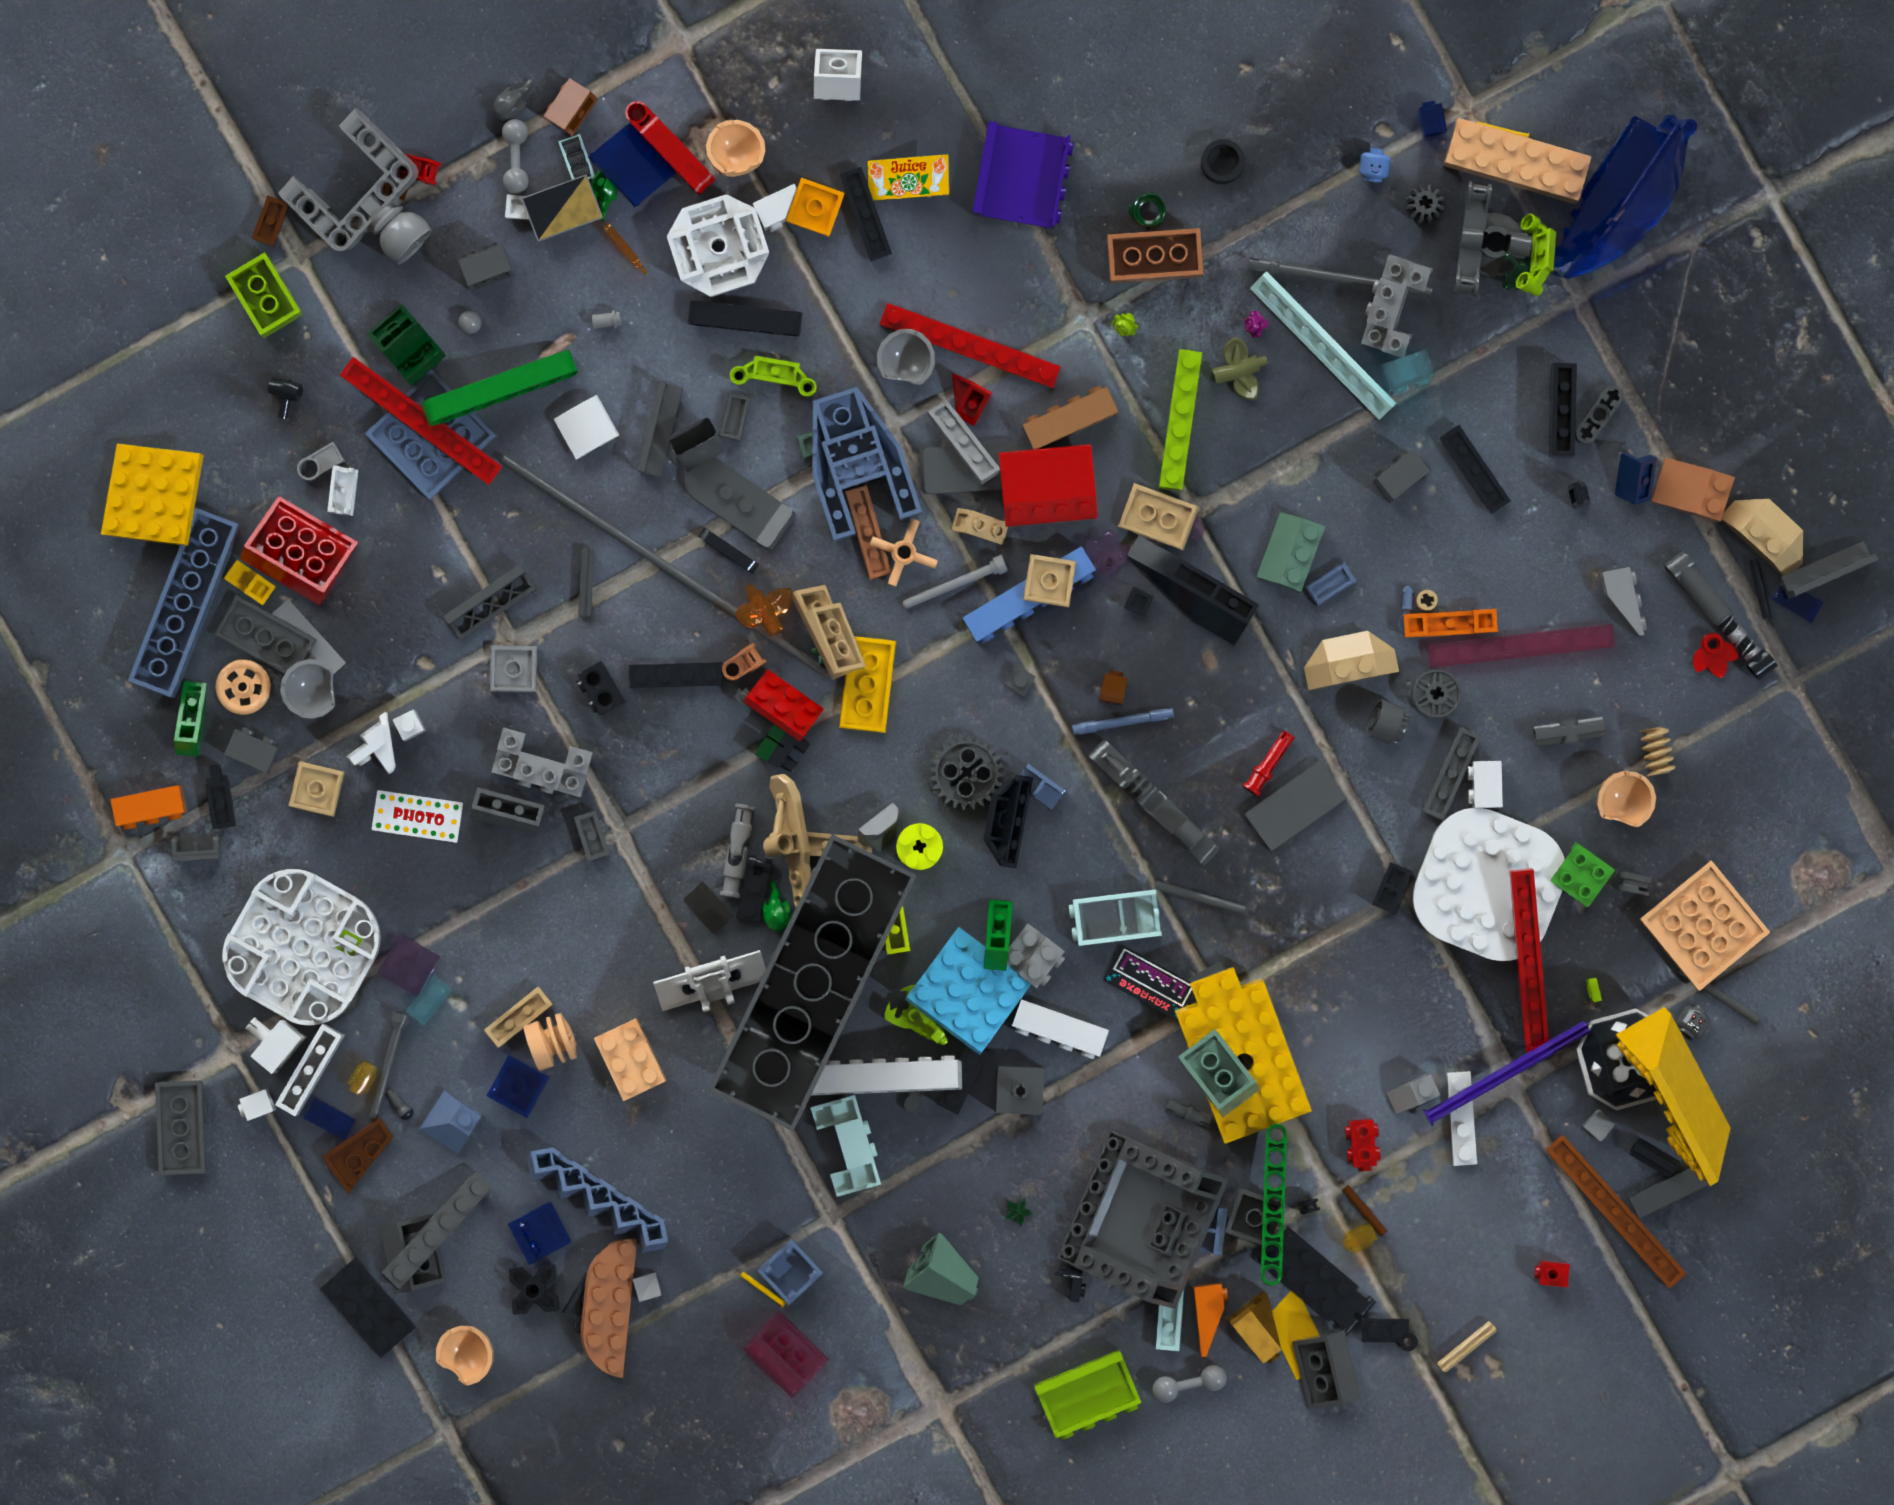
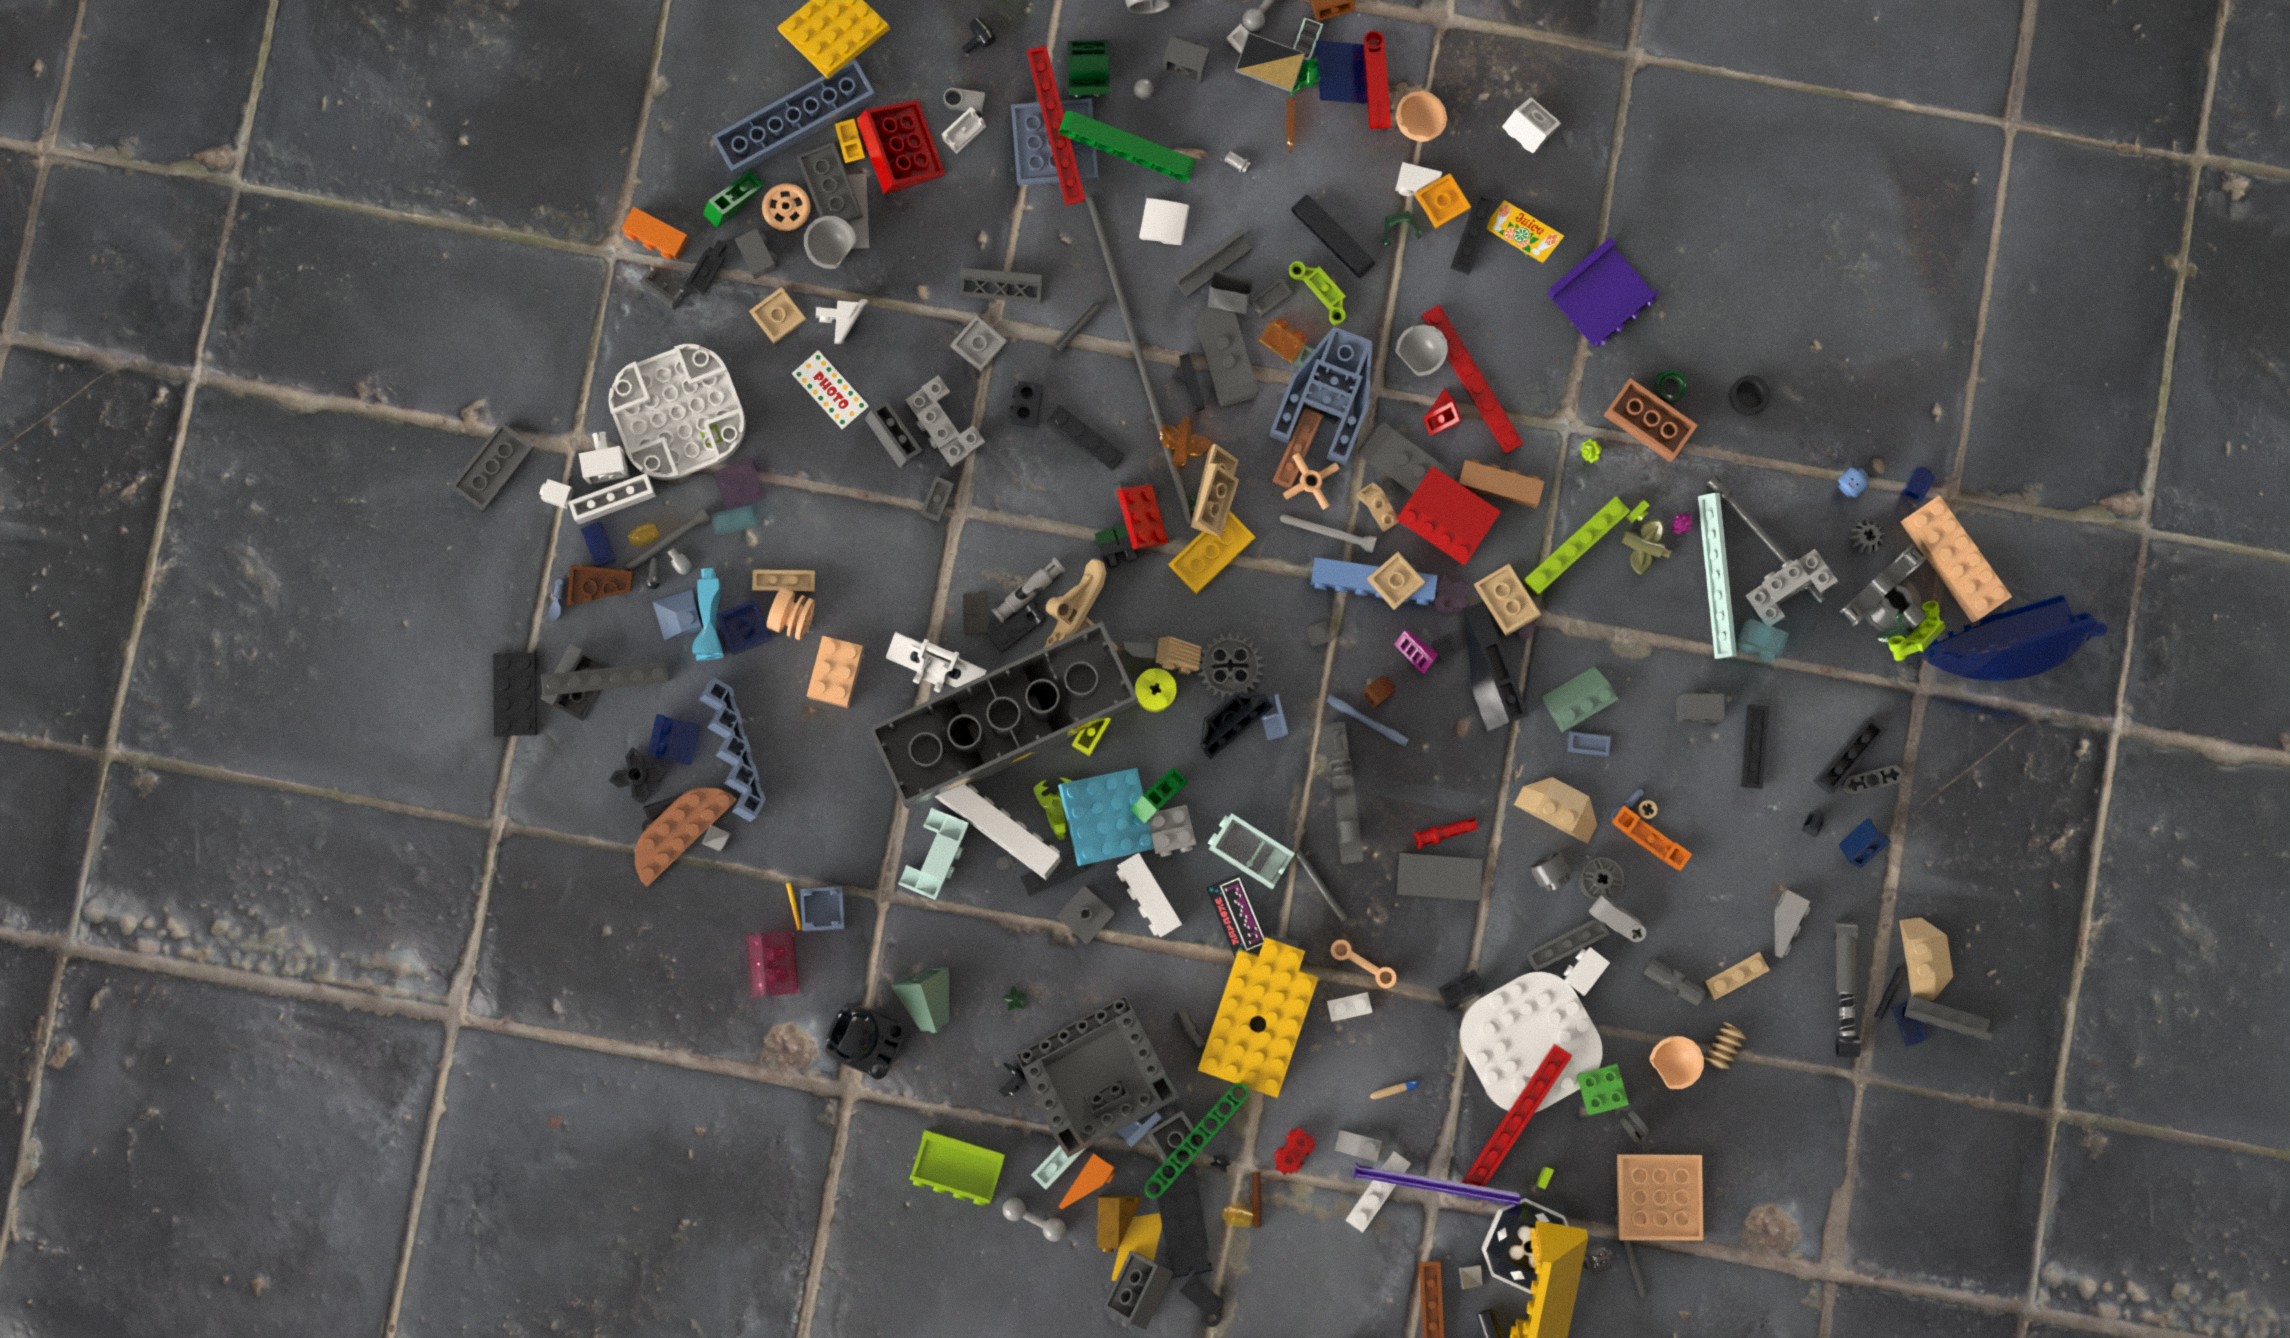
camera: 40 degrees right, 5 degrees down
(340, 1205) = (555, 609): none -> sand blue piece
(409, 725) = (876, 322): white brick -> none
(414, 1075) = (680, 562): none -> light grey cylinder
(465, 1083) = (707, 643): none -> medium azure hips
(466, 1353) = (553, 779): light nougat cylinder -> none
(713, 221) = (1360, 151): white piece -> none
(744, 662) = (1139, 466): nougat piece -> none
(776, 913) = (1019, 651): green piece -> none
(777, 446) = (1283, 339): none -> clear orange bracket
(786, 259) = (1392, 219): none -> clear green helmet
(914, 800) = (1178, 655): none -> tan brick
(919, 1353) = (864, 1040): none -> black piece
(964, 442) = (1414, 439): light grey plate -> none
(1129, 625) = (1417, 660): none -> magenta slope
(1210, 345) = (1639, 512): none -> lime plate
(1219, 1073) = (1234, 1016): sand green slope -> none
(1263, 938) = (1342, 950): none -> light nougat piece
(1309, 981) = (1349, 1007): none -> white plate
(1405, 1020) = (1408, 1085): none -> tan piece
(1478, 717) = (1618, 918): none -> light grey piece
(1521, 646) = (1688, 895): clear pink plate -> none
(1618, 681) = (1736, 976): none -> tan plate
(1693, 490) = (1897, 885): nougat slope -> none
(1714, 659) = (1817, 1016): red plate -> none

